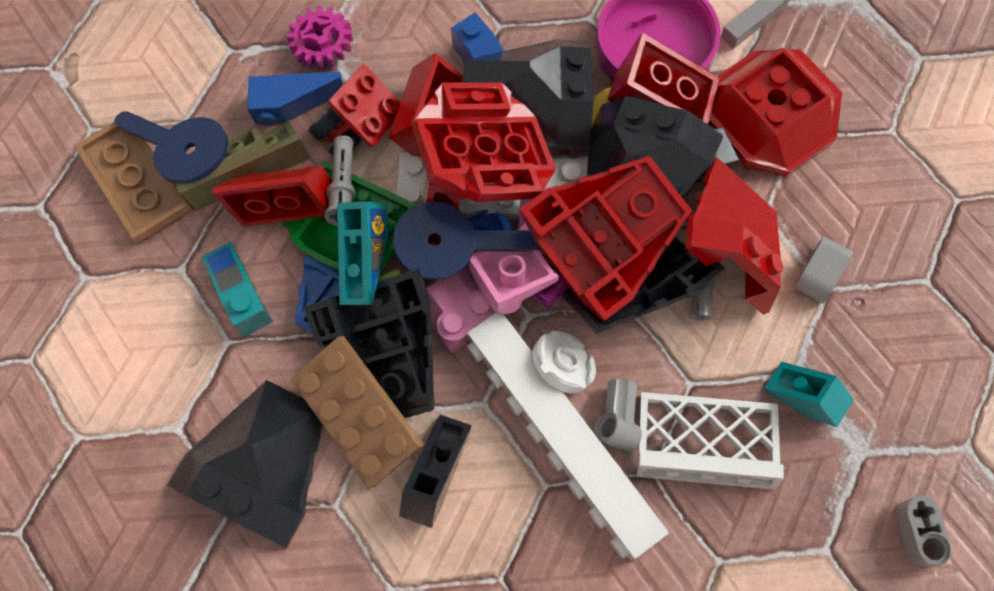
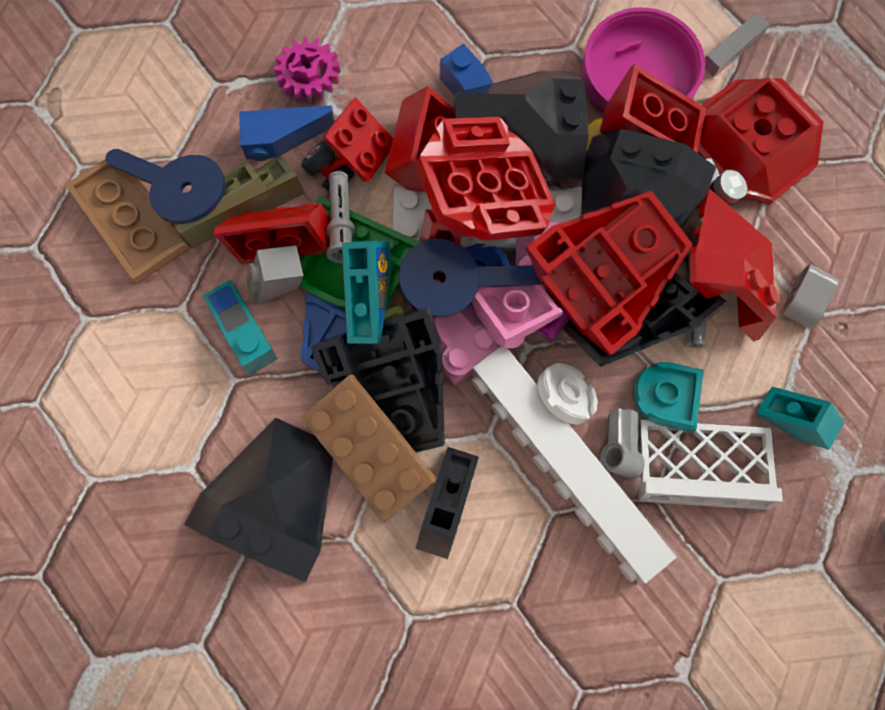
camera: 10 degrees left, 5 degrees up
(272, 234) = (274, 273): none -> light grey slope
(672, 367) = (669, 395): none -> teal tile
(740, 156) = (730, 186): none -> tile

